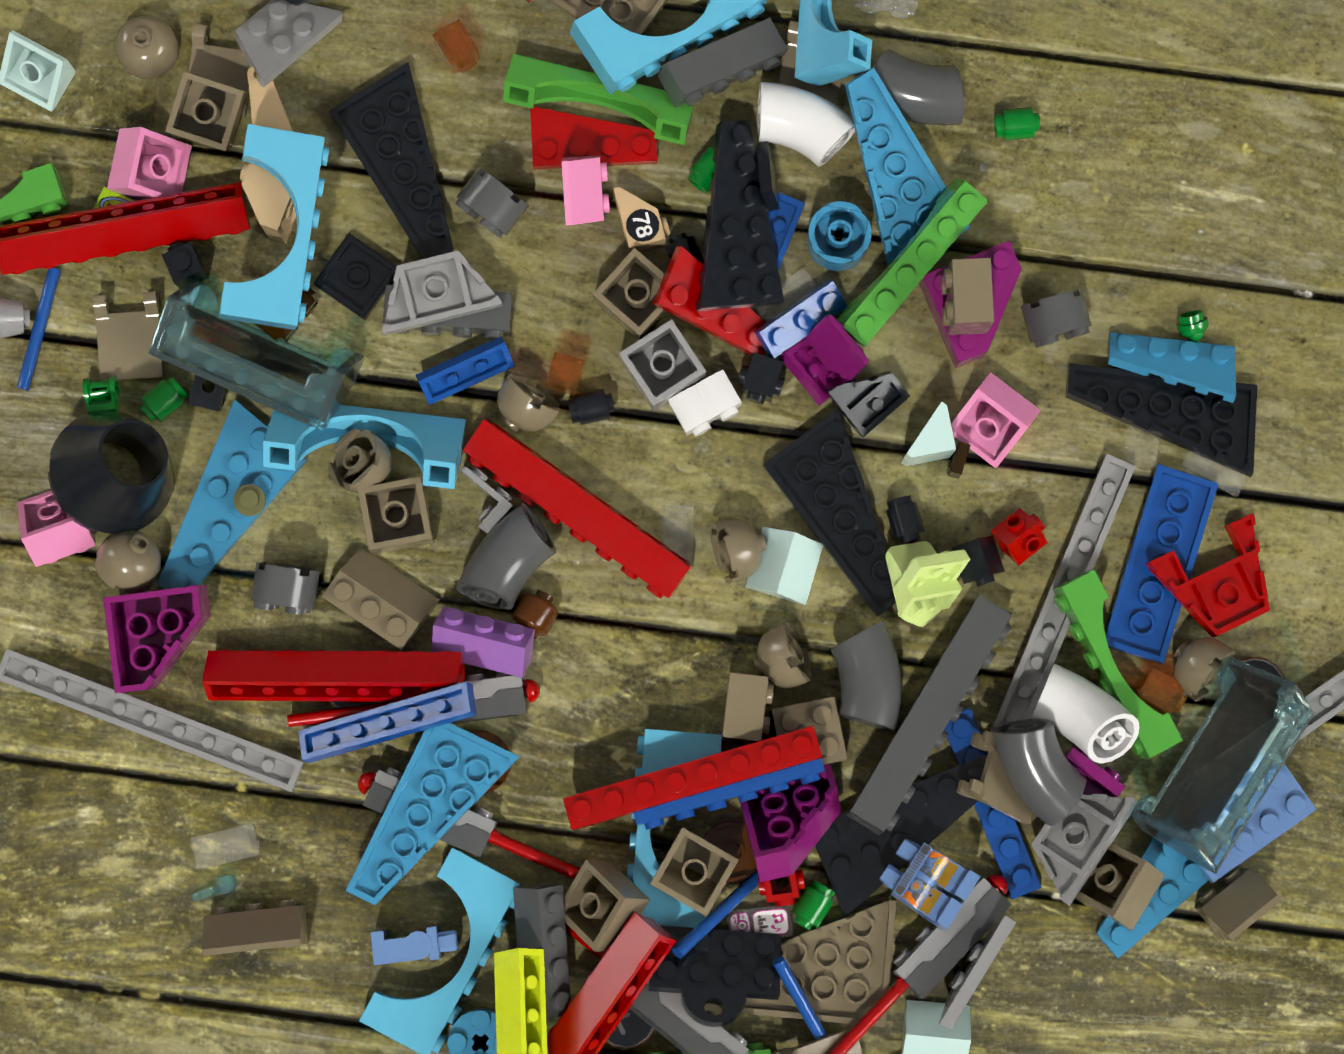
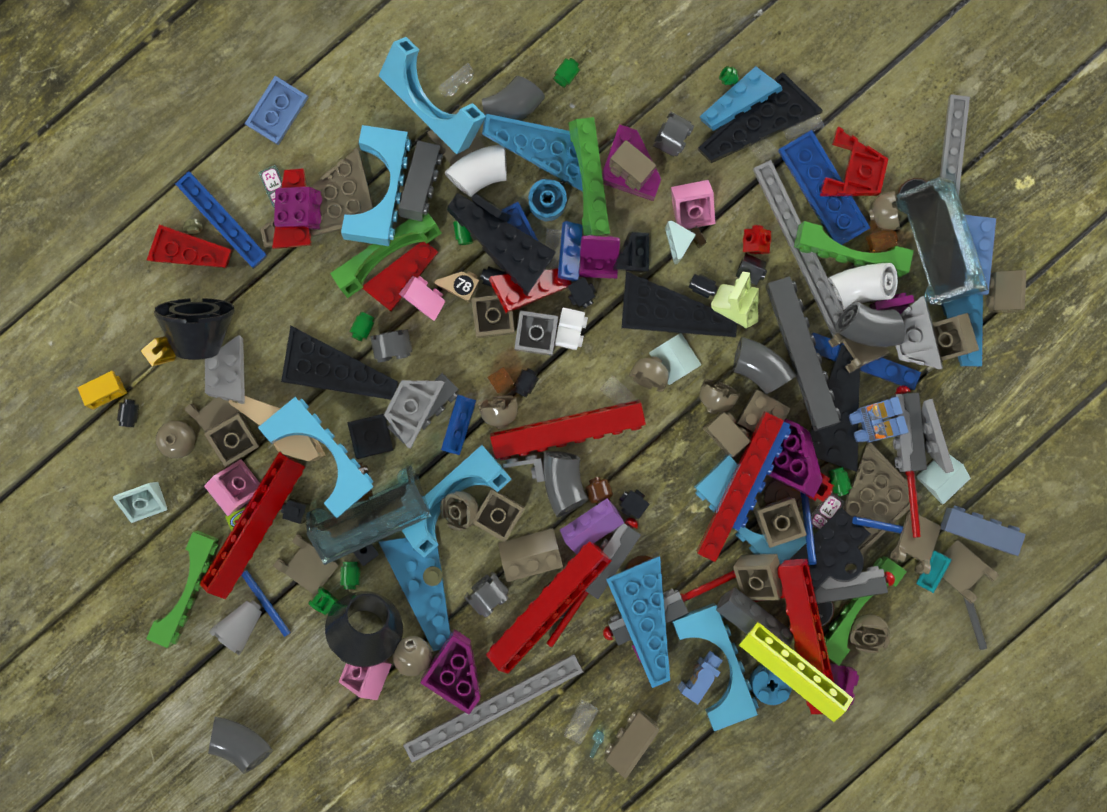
camera: 45 degrees left, 5 degrees up
(387, 722) = (591, 602): plate -> none
(456, 47) = (303, 296): clear orange brick -> none
(483, 149) = (362, 326): none -> green brick
(557, 670) = (633, 503): none -> black brick

